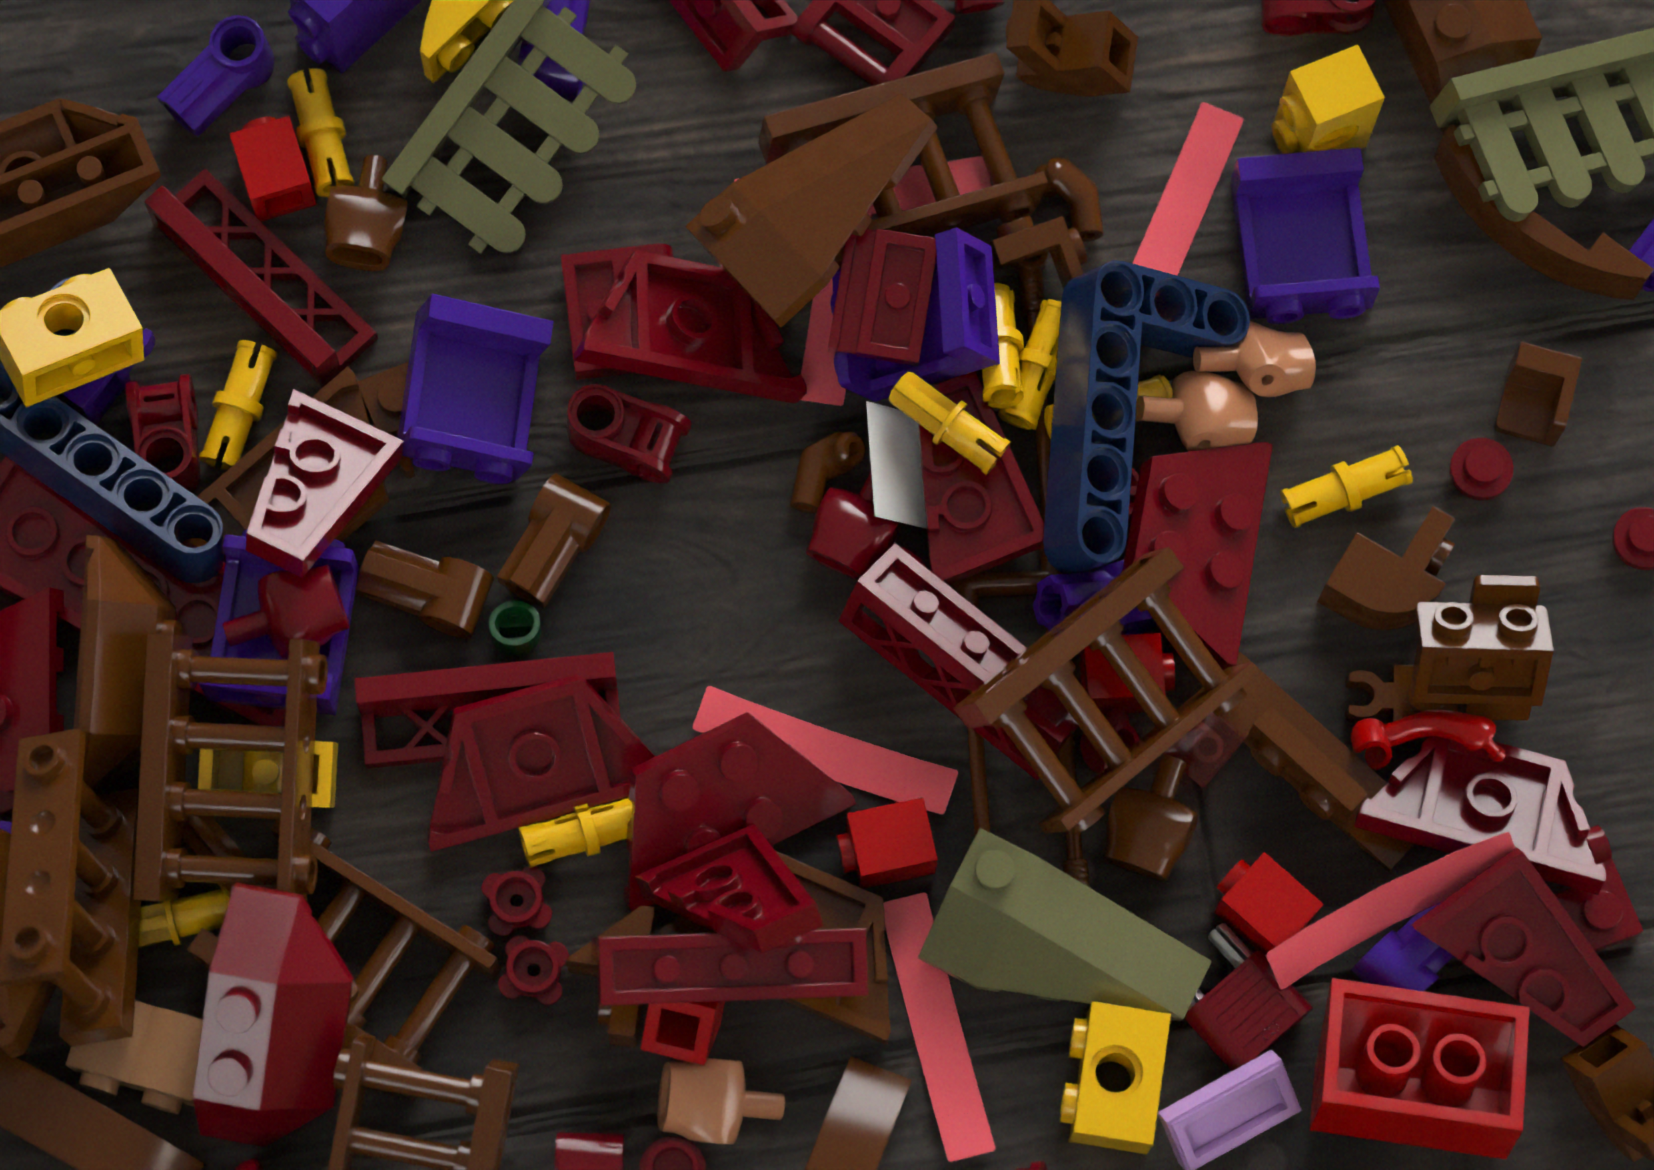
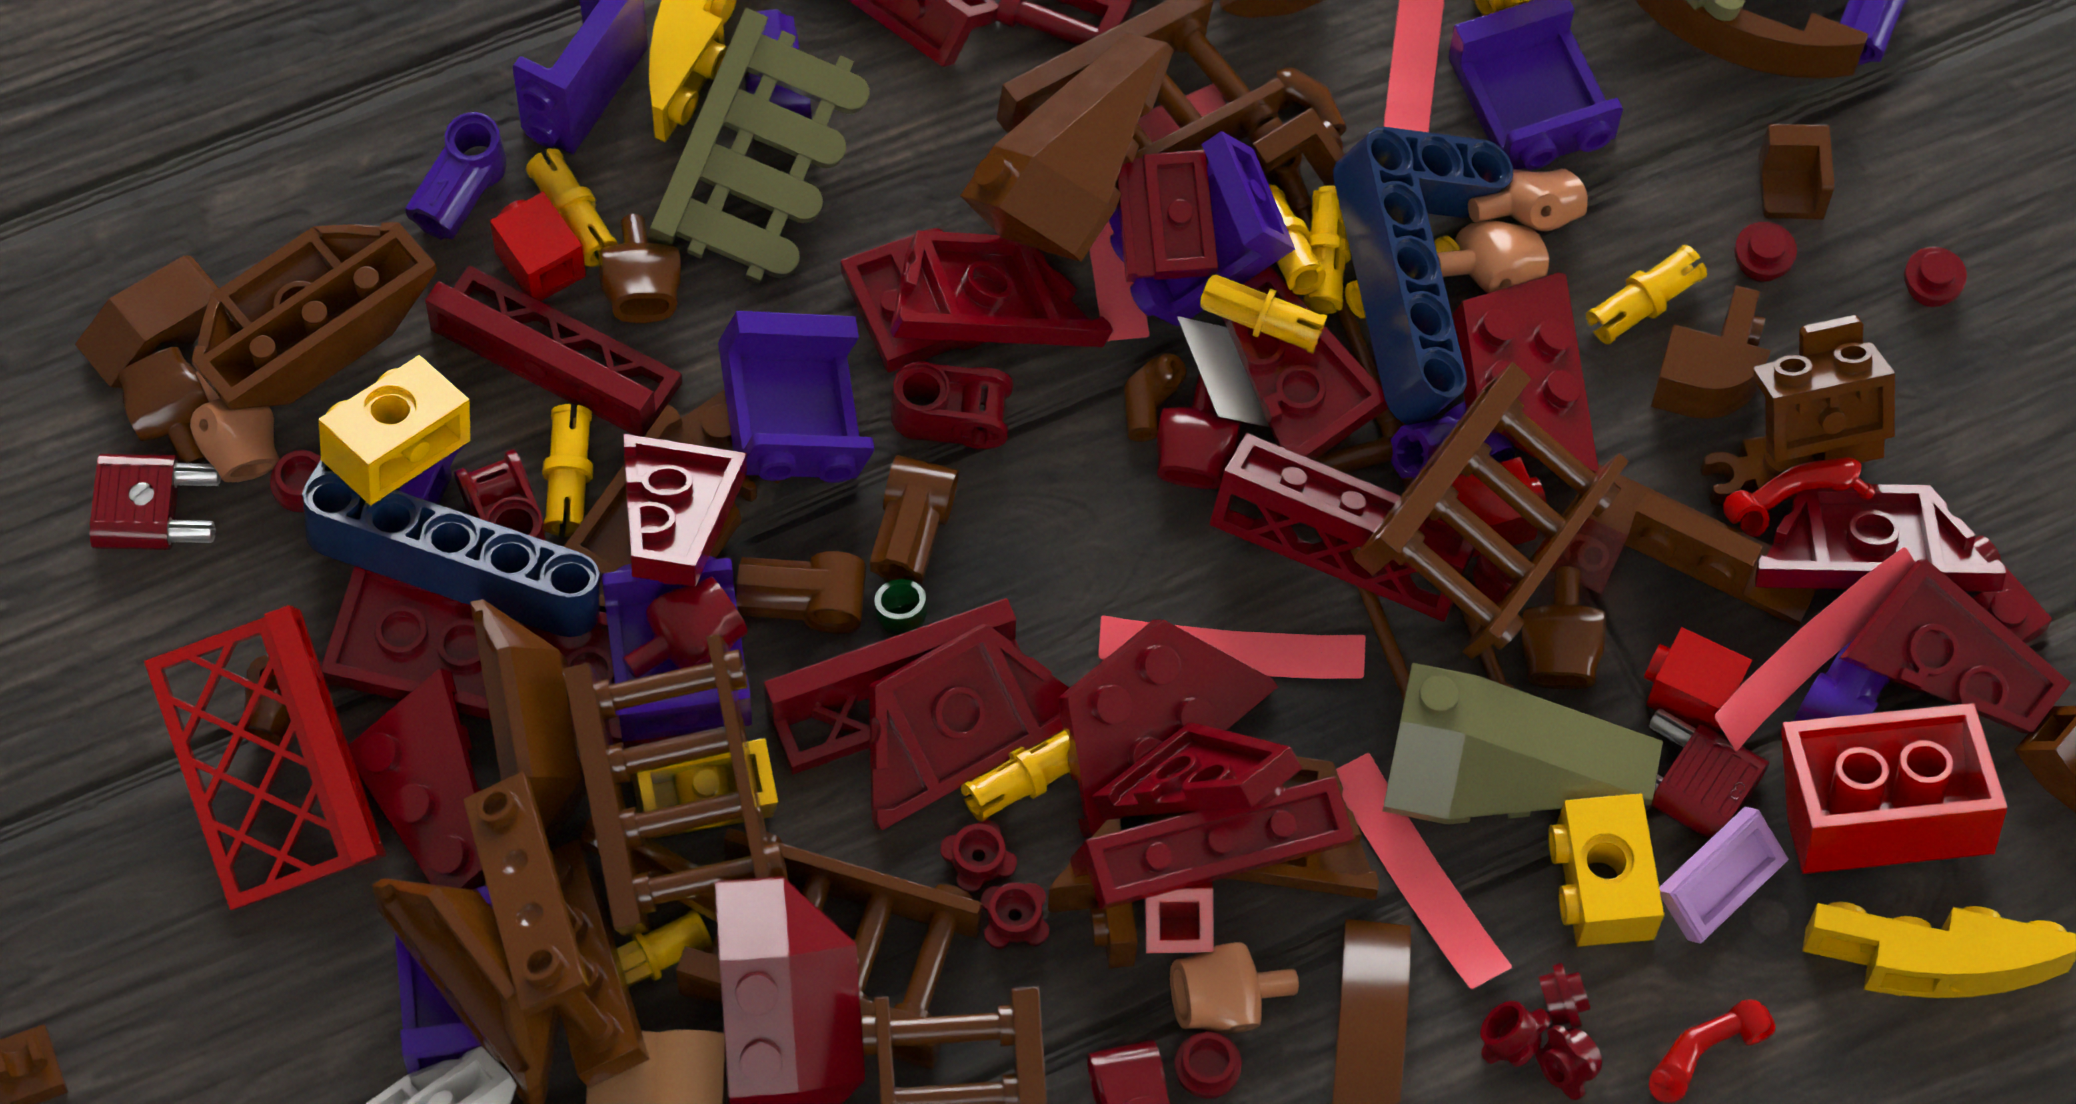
camera: 15 degrees left, 10 degrees down
(888, 844) = (1323, 712): red brick -> none

